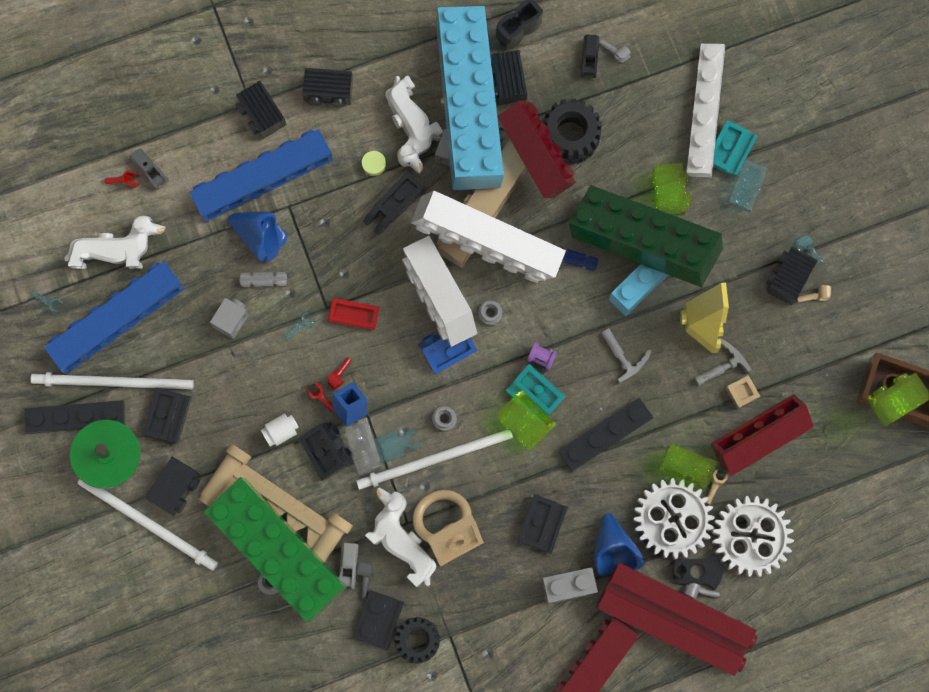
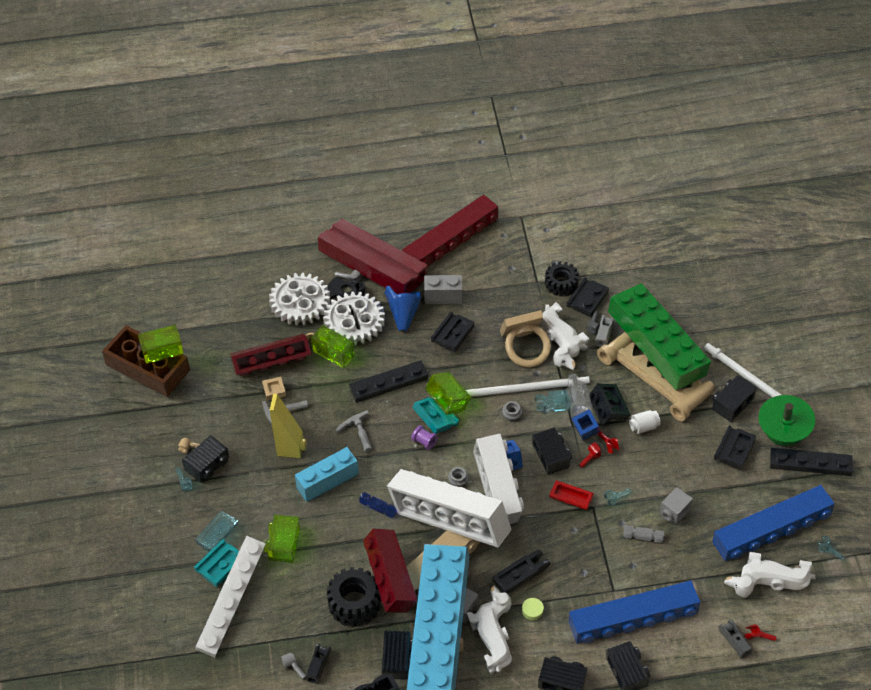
camera: 165 degrees left, 25 degrees down
(49, 379) = (831, 490): white bar -> none
(259, 233) = (643, 566): blue hat -> none
(386, 366) = (551, 450): none -> black brick
(646, 235) = (317, 490): dark green brick -> none

